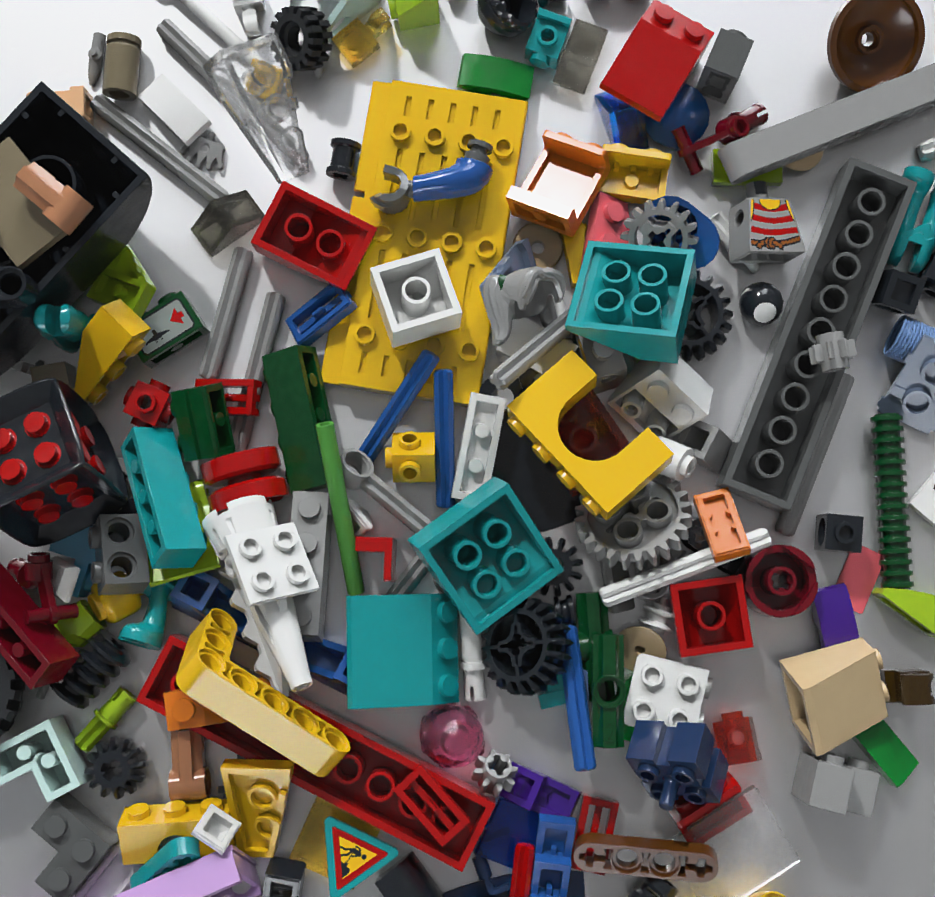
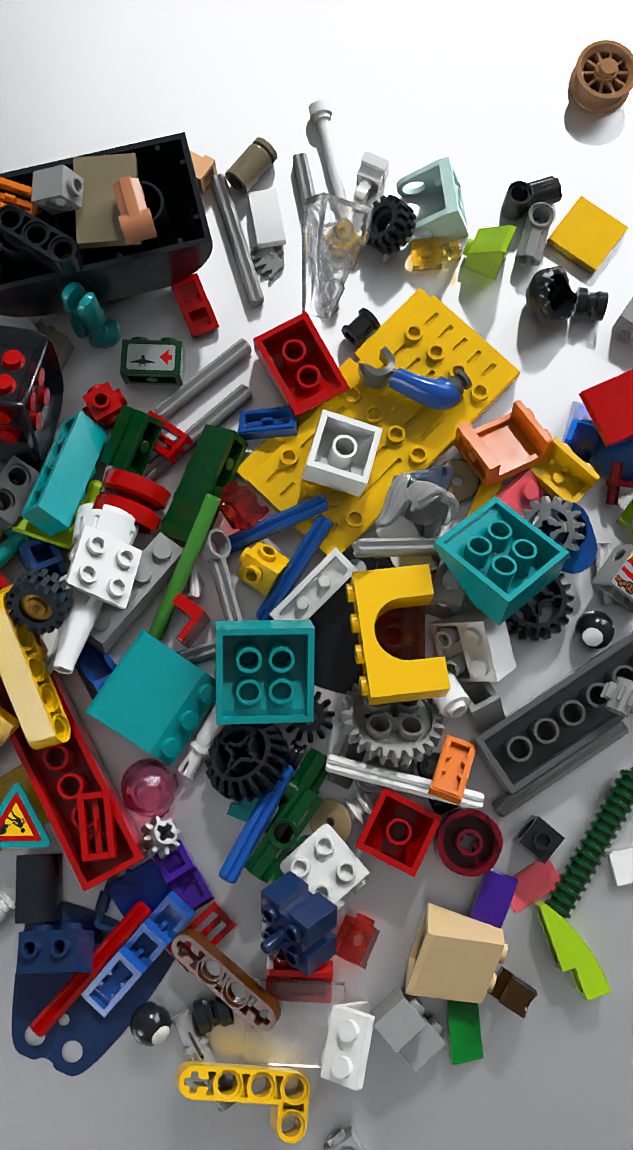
camera: 30 degrees right, 5 degrees down
(96, 57) = (238, 148): light grey helmet -> none
(105, 346) = (102, 343): yellow slope -> none
(125, 281) = (146, 312): lime wing -> none
(166, 246) = (195, 305): none -> red slope
(226, 221) = (248, 316): clear smoke slope -> none
(236, 638) = (39, 601): none -> black wheel
(352, 413) = (240, 506): none -> clear red brick
(495, 75) = (510, 339): green slope -> none
(552, 27) = (576, 338): teal brick -> none
(580, 56) = (581, 367): clear smoke slope -> none
(796, 836) = (348, 1044): none -> white bracket

